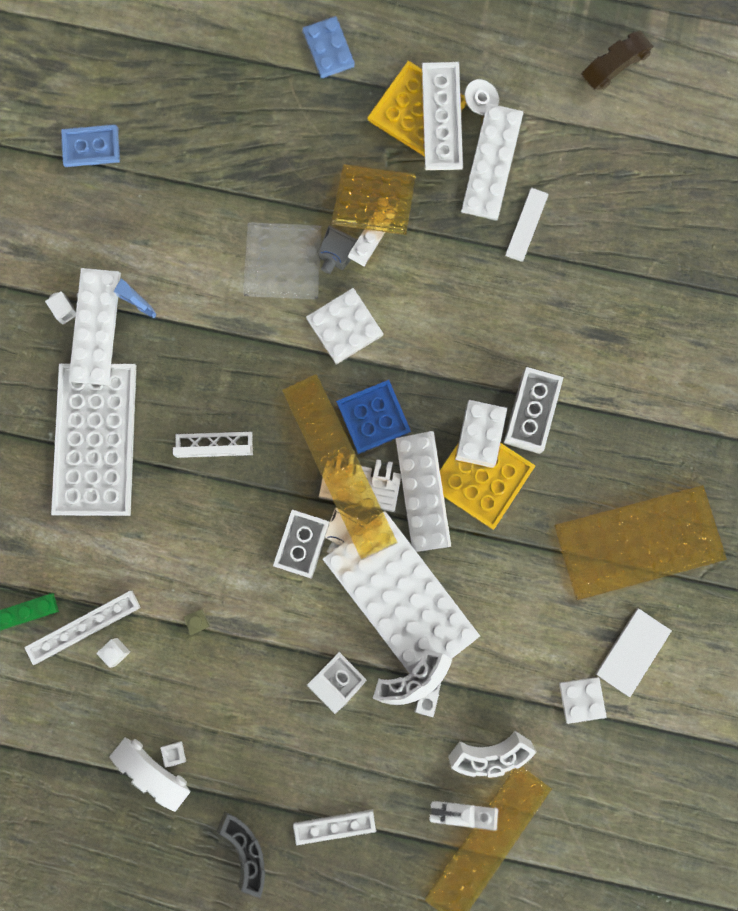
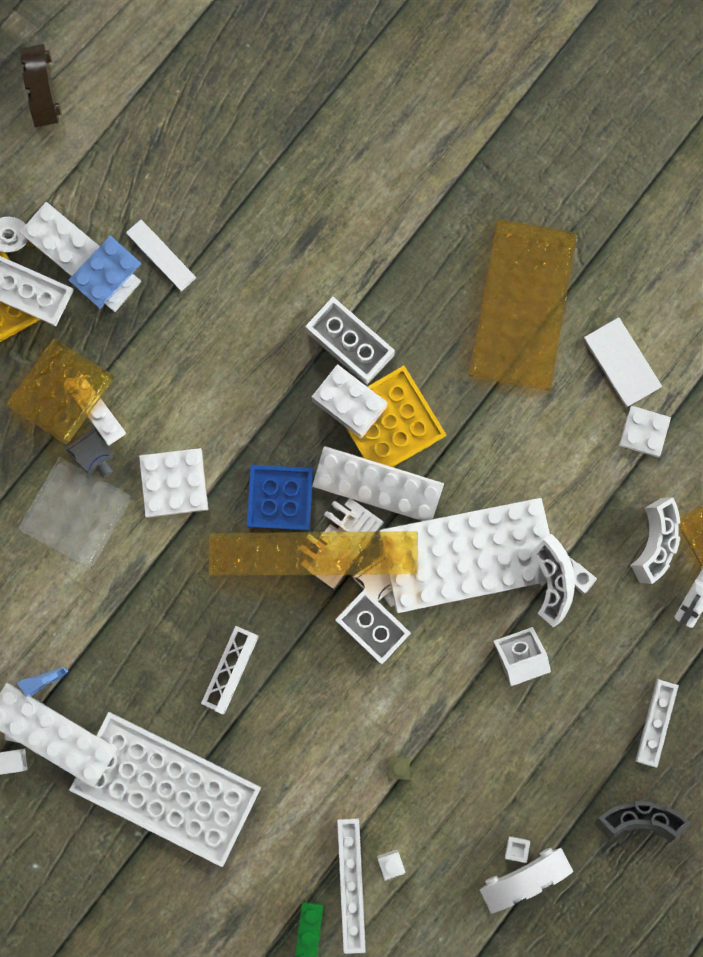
camera: 65 degrees left, 0 degrees up
(489, 185) = (104, 272): none -> medium blue plate

